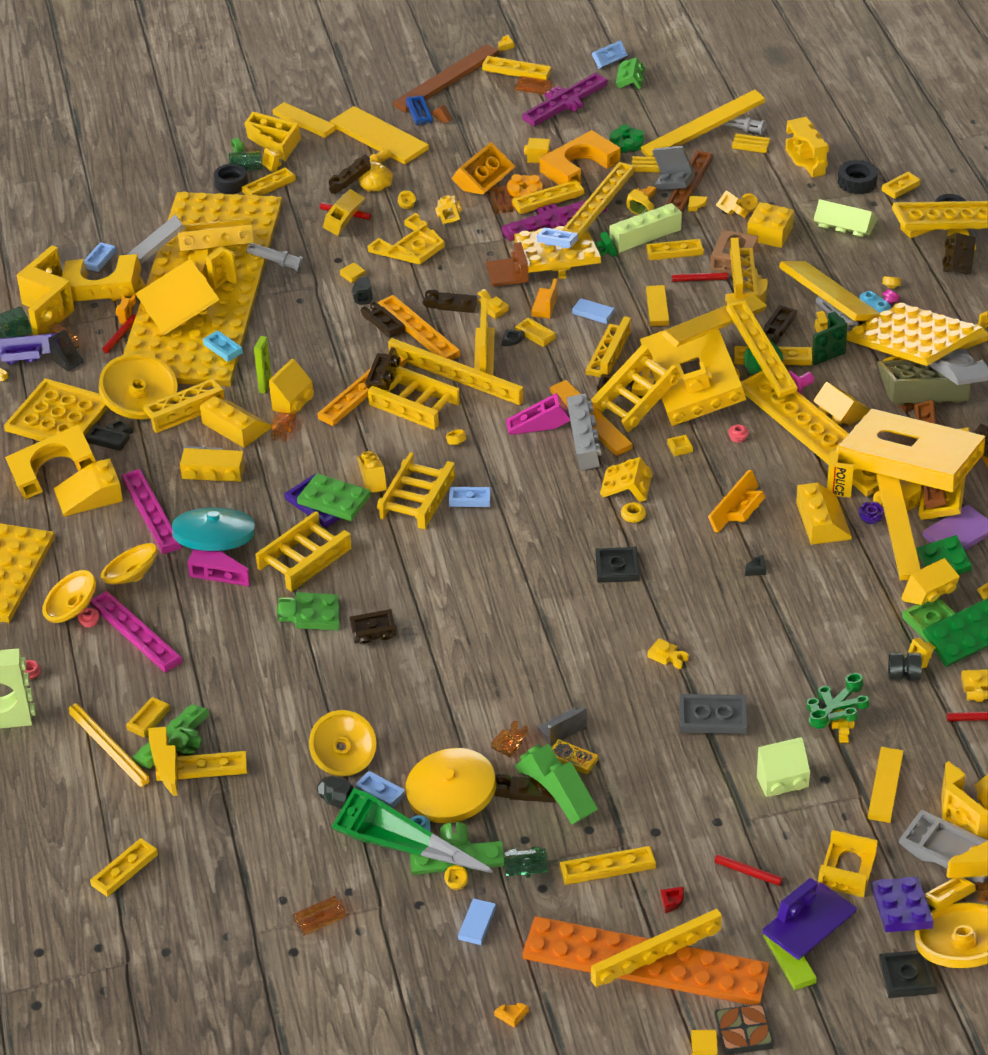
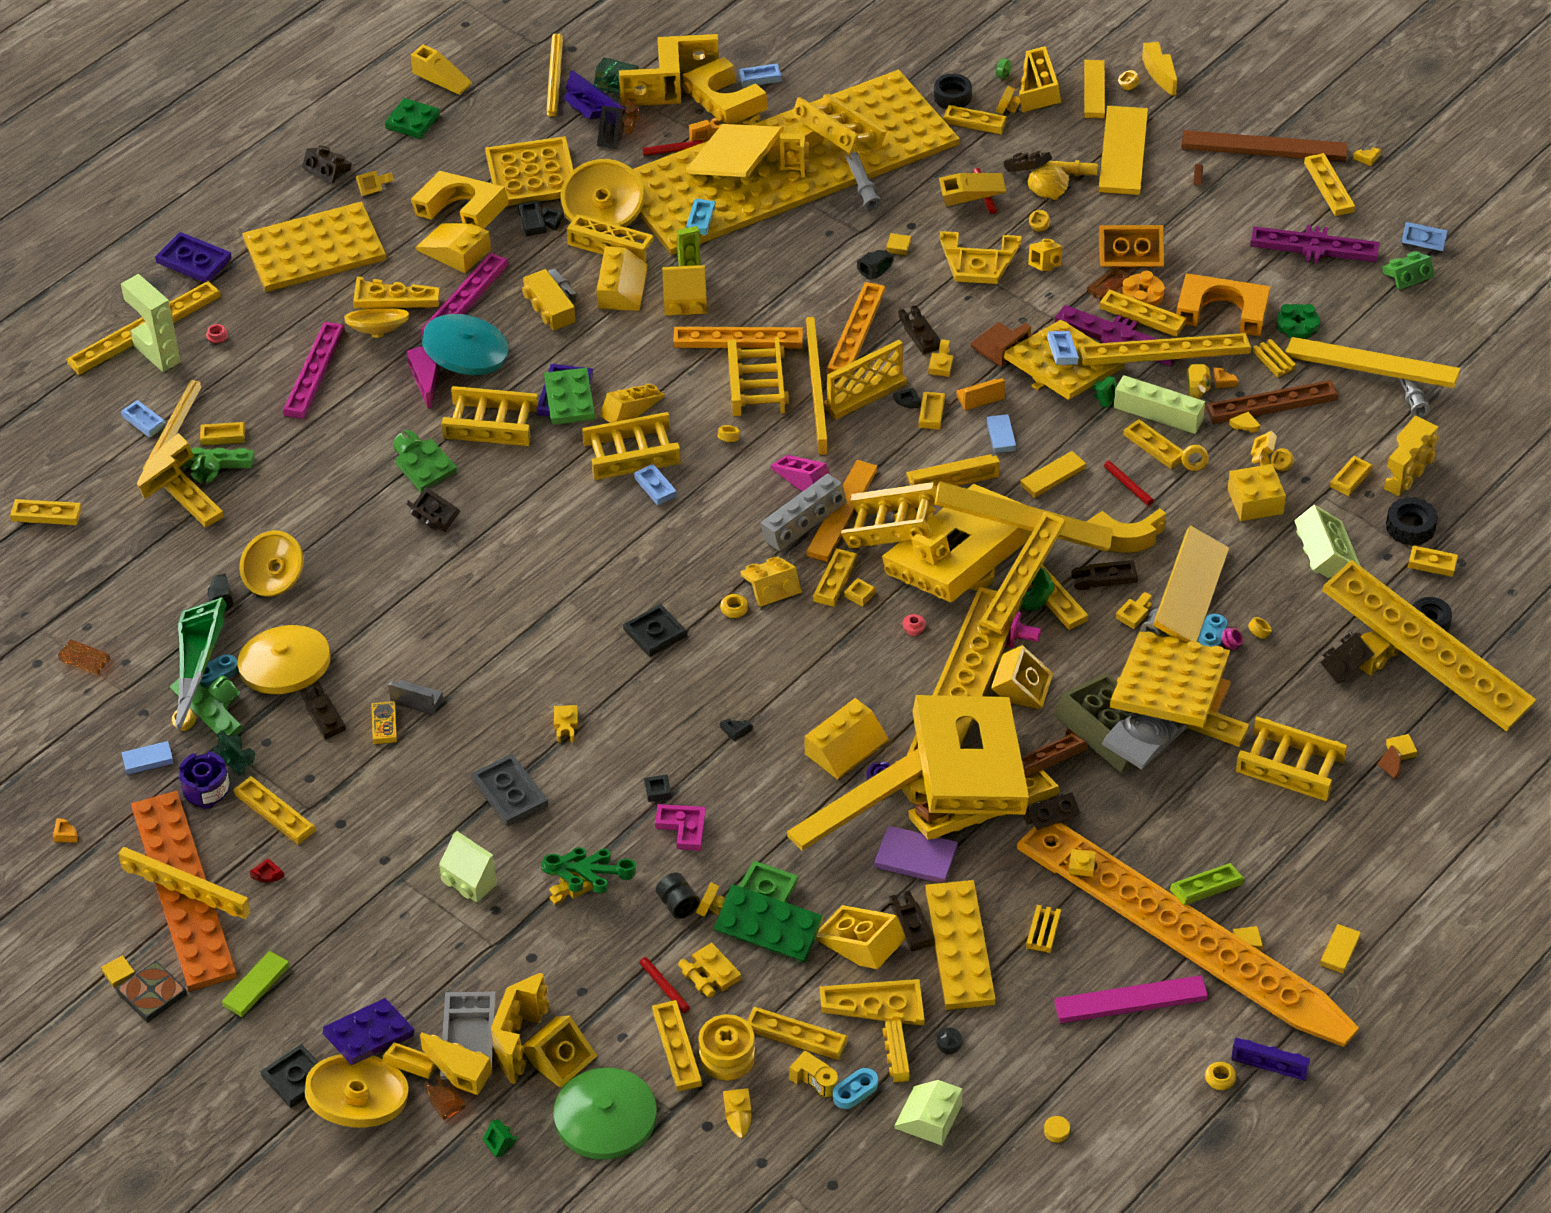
camera: 55 degrees right, 5 degrees up
(69, 597) = (309, 307): yellow dish -> none
(79, 757) = (143, 418): none -> light blue plate
(89, 617) = (305, 333): coral plate -> none
(106, 547) = (397, 295): none -> yellow wing
(158, 239) = (789, 95): light grey tile -> none
(249, 160) = (985, 85): clear green hips -> none
(282, 424) = (646, 314): clear orange plate -> none
(316, 101) = (1128, 80): none -> yellow tile
(322, 82) = (1160, 67): none -> yellow slope
(381, 789) = (245, 618): light blue plate -> none
(383, 320) = (845, 300): dark brown hinge -> none
(383, 370) = (757, 335): dark brown bracket -> none
(421, 118) = (1179, 166): blue tile -> none
(509, 741) = (367, 669): clear orange plate -> none
(533, 85) = (1314, 212): clear orange tile -> none
(536, 148) = (1207, 265): yellow brick -> none
(544, 889) = (204, 779): none -> dark purple brick
(559, 780) = (329, 724): bright green arch -> none
(653, 451) = (835, 577): none -> yellow tile
(674, 168) = (1264, 386): dark grey bracket -> none
(708, 237) = (1194, 449): none -> yellow piece
(722, 262) = (1170, 499): medium nougat panel -> none
(738, 502) = (807, 670): light orange bracket -> none
(739, 273) = (1138, 500): yellow fence -> none
(749, 870) = (338, 907): red bar -> none
(751, 143) = (1392, 412): yellow tile -> none
(783, 631) = (657, 788): none -> pearl dark grey plate
(789, 183) = (1351, 476): none -> yellow tile
(808, 918) = (302, 971): dark purple bracket -> none
(830, 630) = (685, 819): none -> dark pink plate
(831, 341) = (1101, 623): dark green bracket -> none
(839, 476) = (899, 719): yellow panel -> none
(844, 880) = (410, 956): yellow panel -> none
(885, 784) = (518, 954): yellow tile -> none
(930, 583) = (798, 859): yellow slope -> none
(947, 548) = (858, 859): green plate -> none

